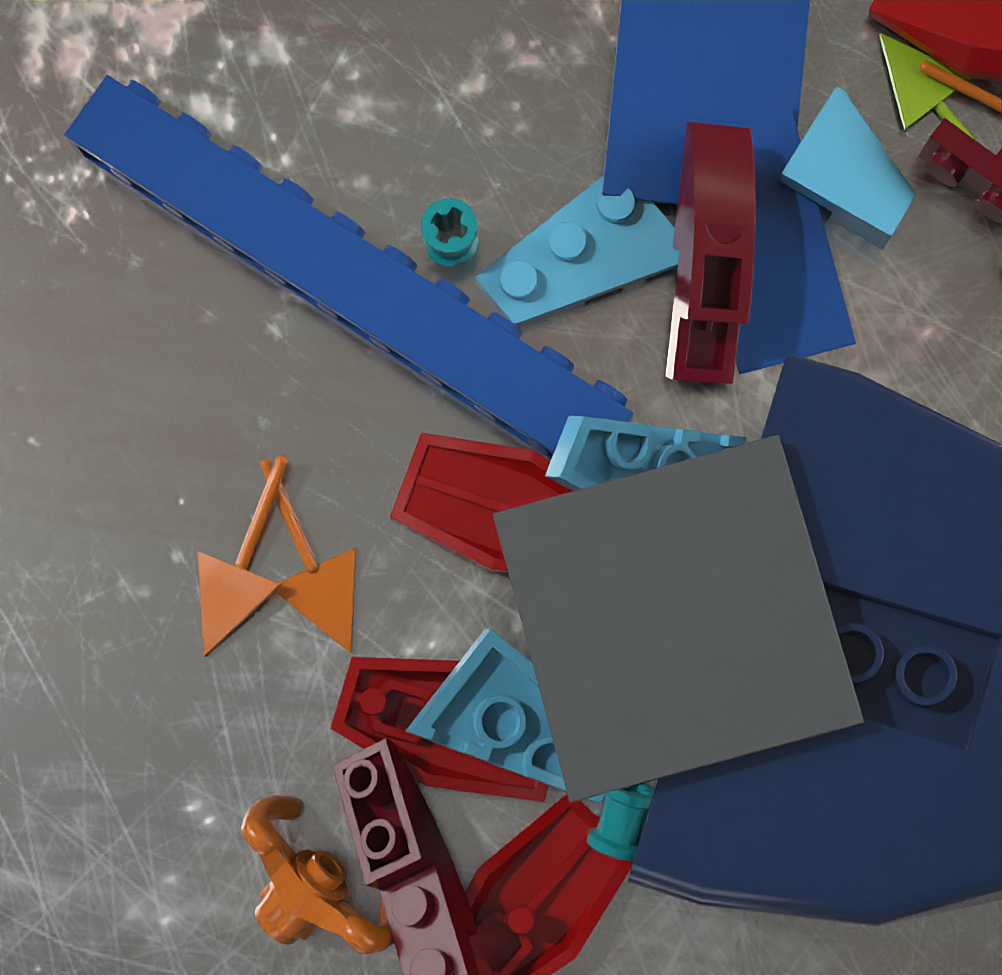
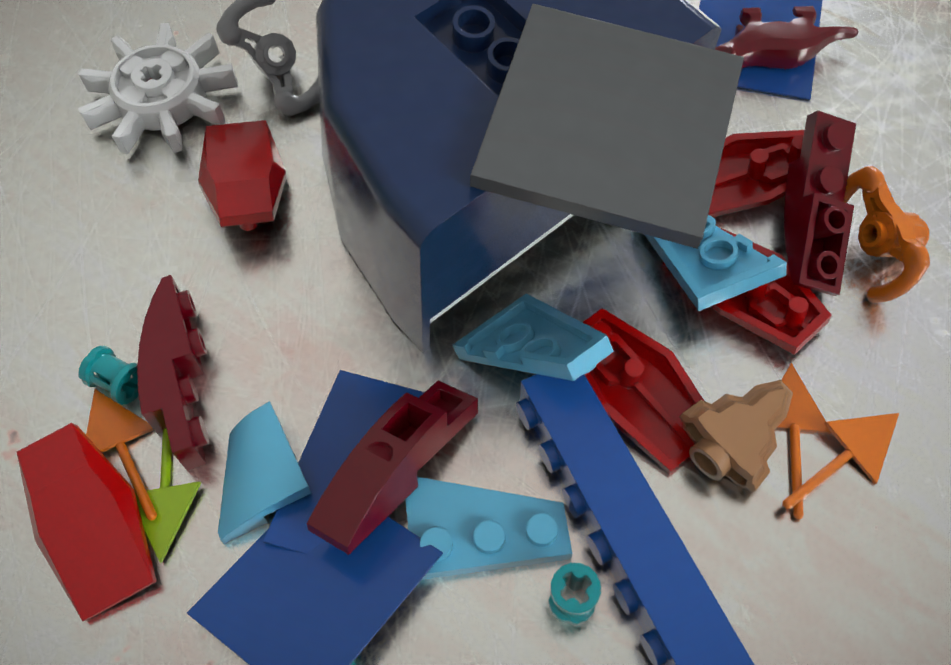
camera: 150 degrees left, 20 degrees down
(369, 508) = (737, 433): none -> medium nougat rock

